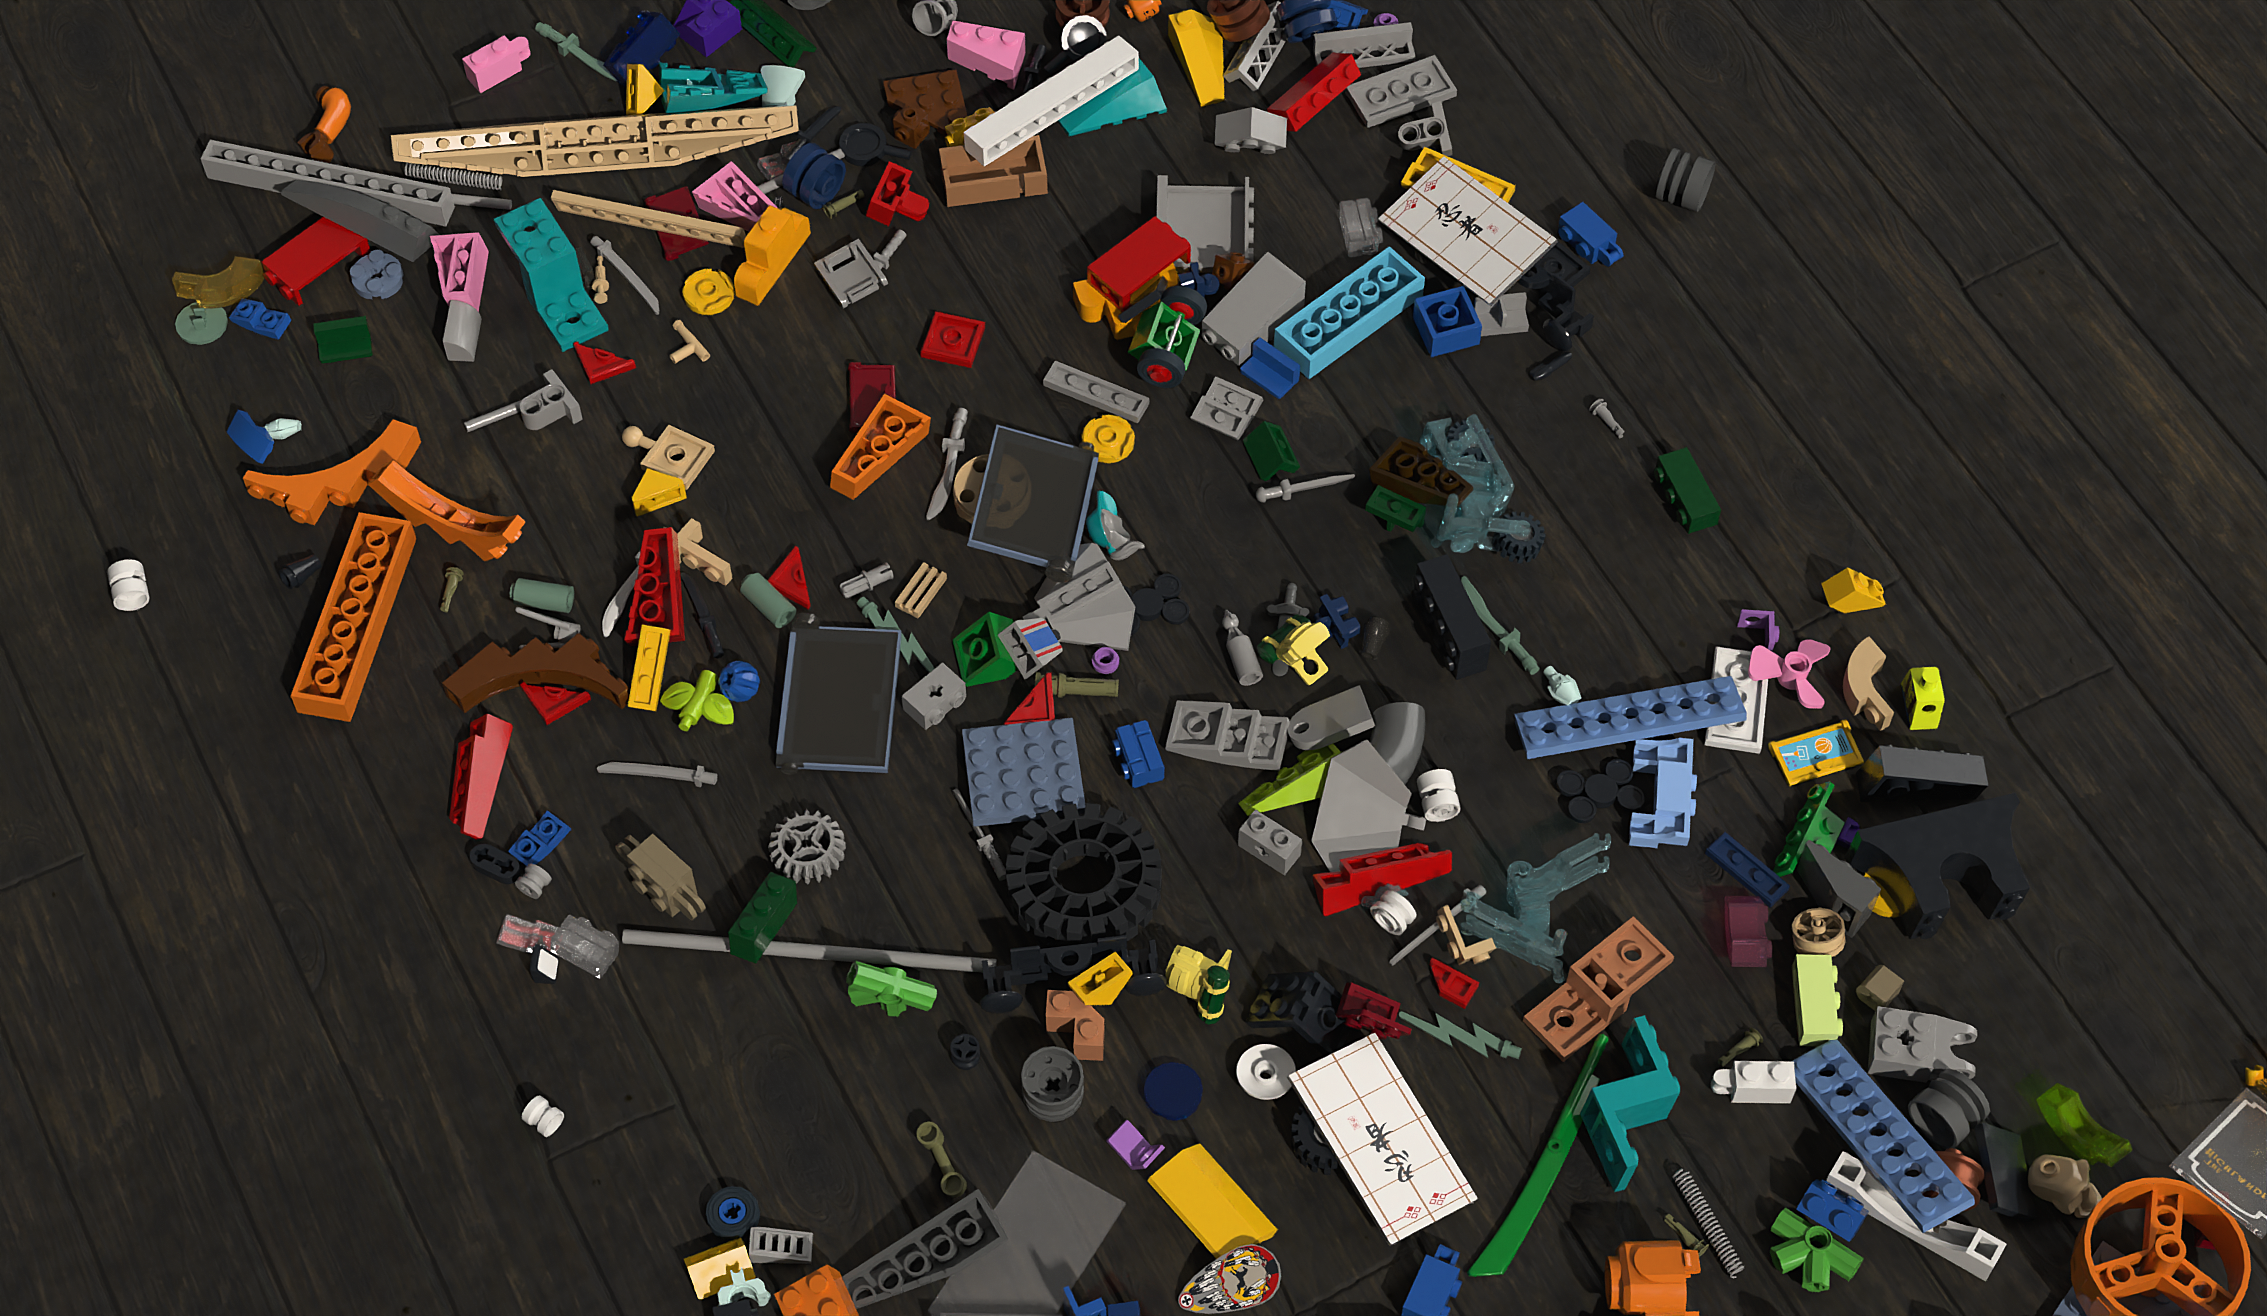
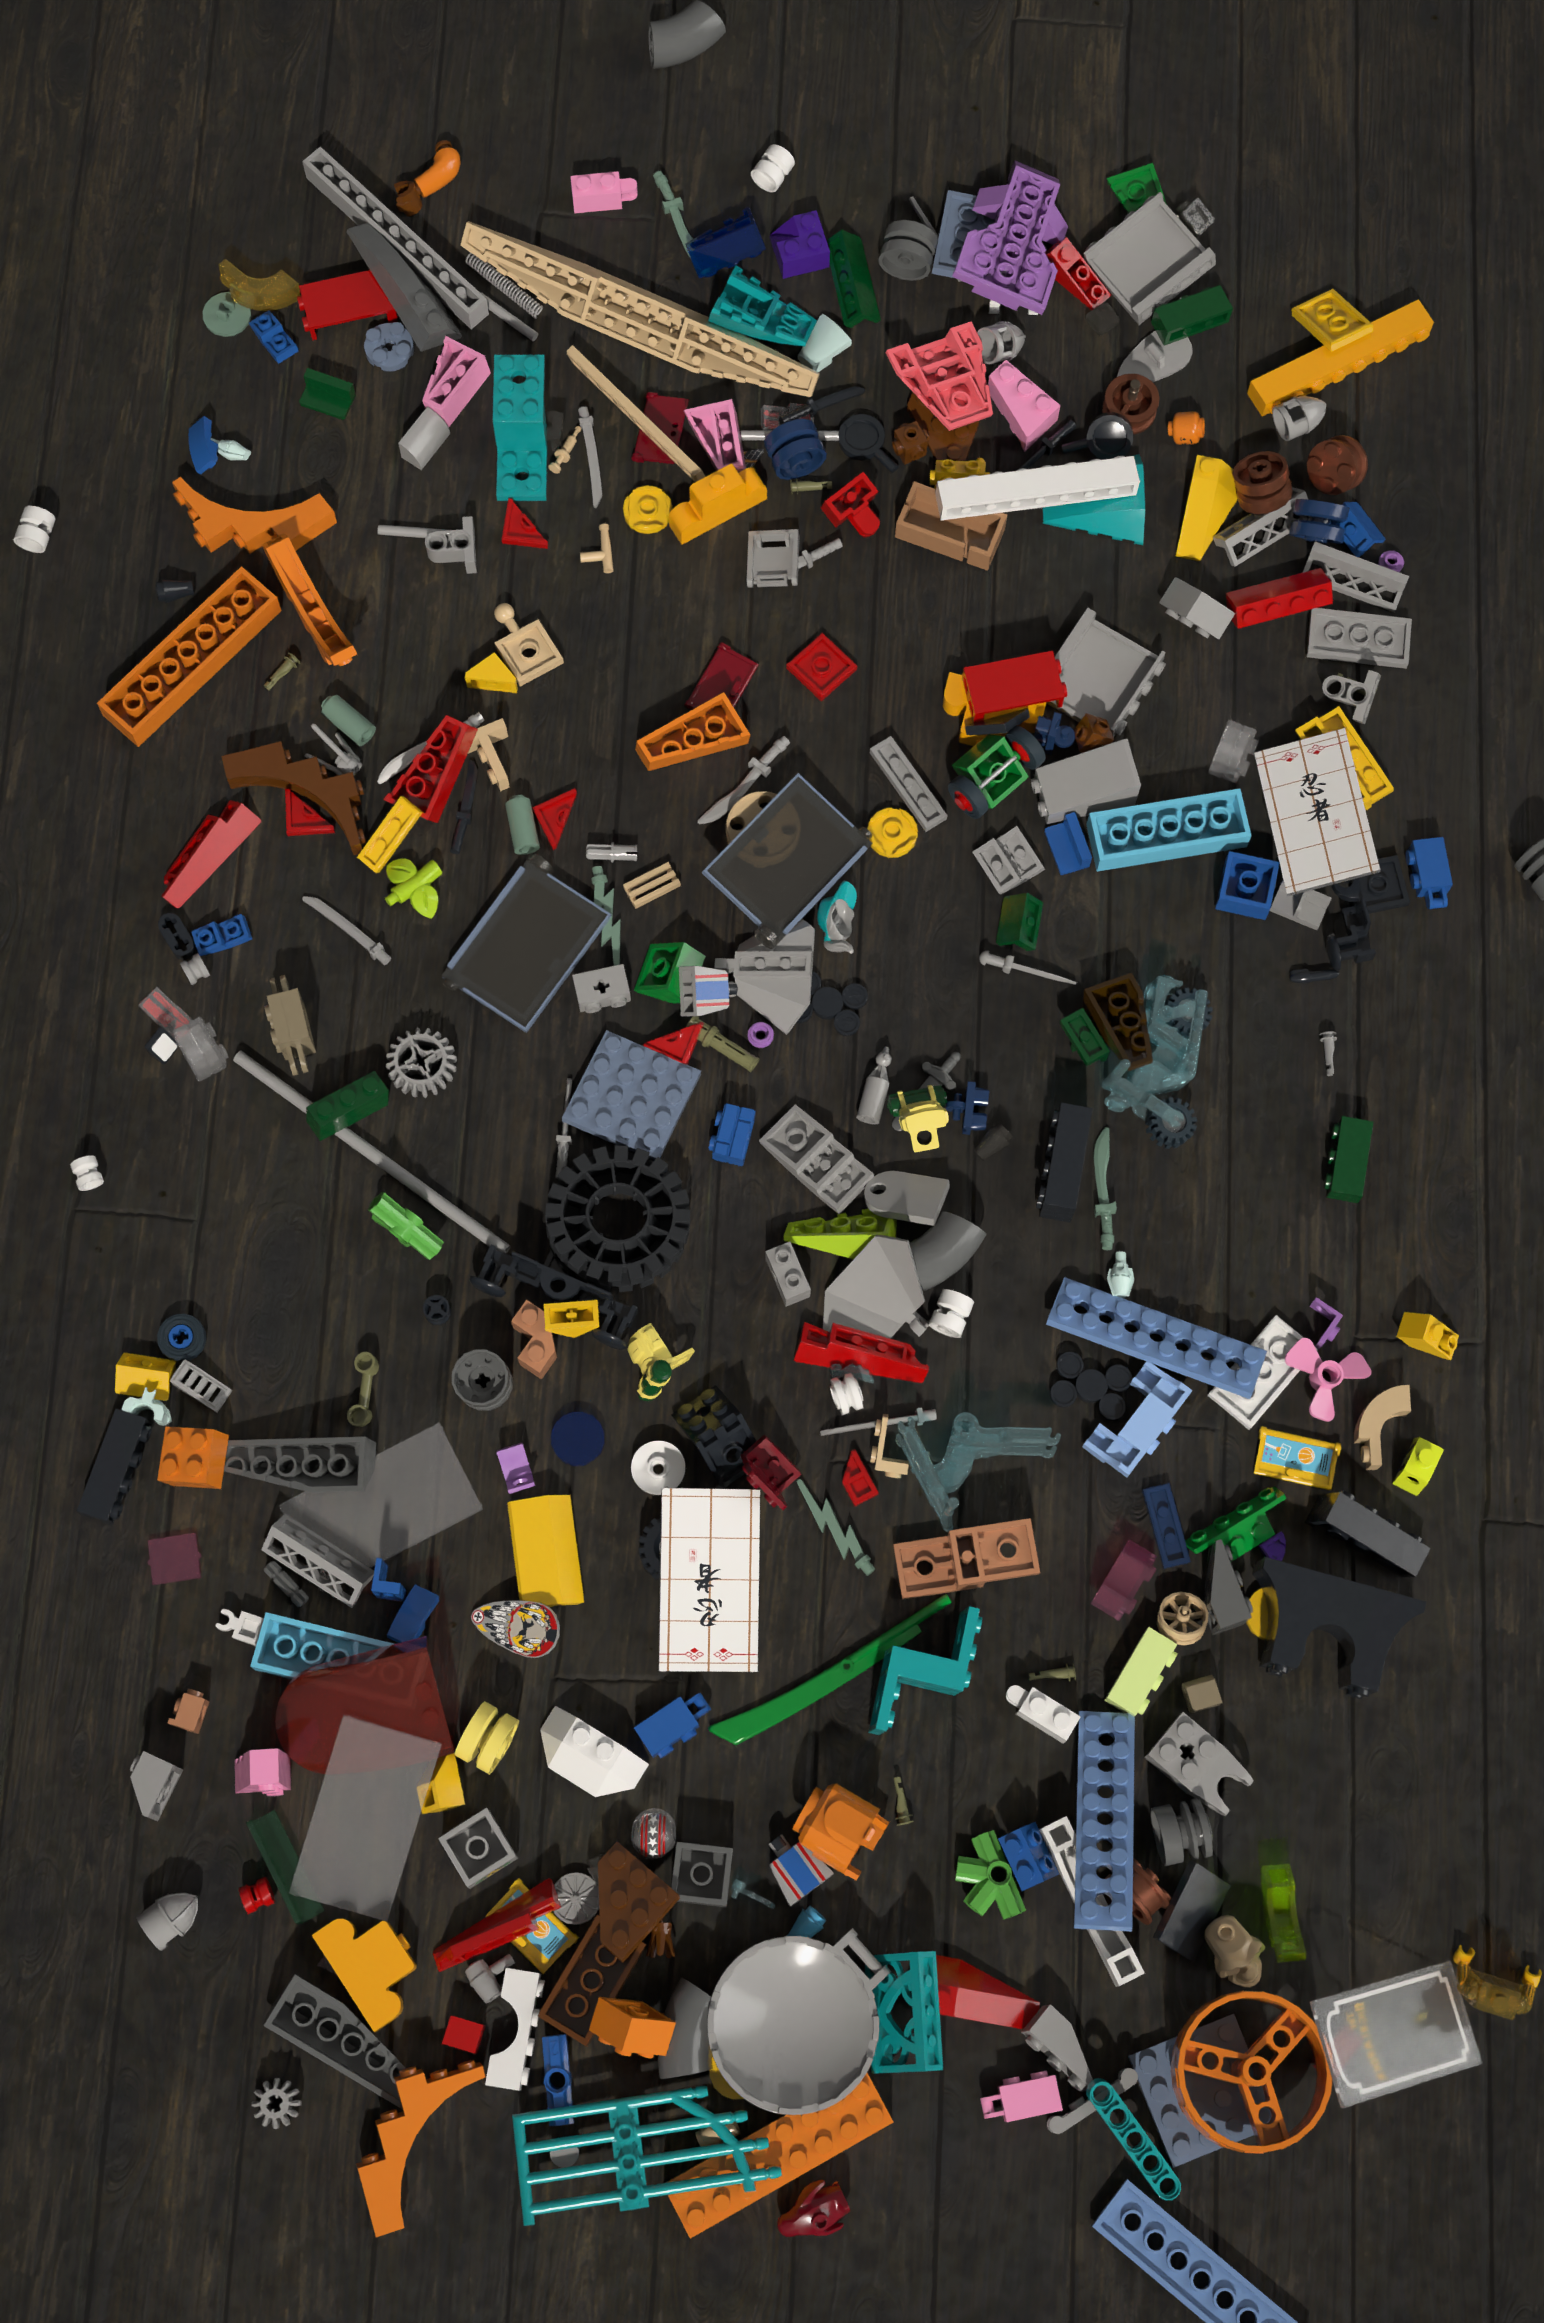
camera: 30 degrees right, 15 degrees up
(641, 89) = (702, 287): yellow slope -> none
(739, 681) = (454, 886): blue piece -> none
(910, 56) = (947, 376): none -> coral wedge
(1685, 1178) = (922, 1806): light grey piece -> none

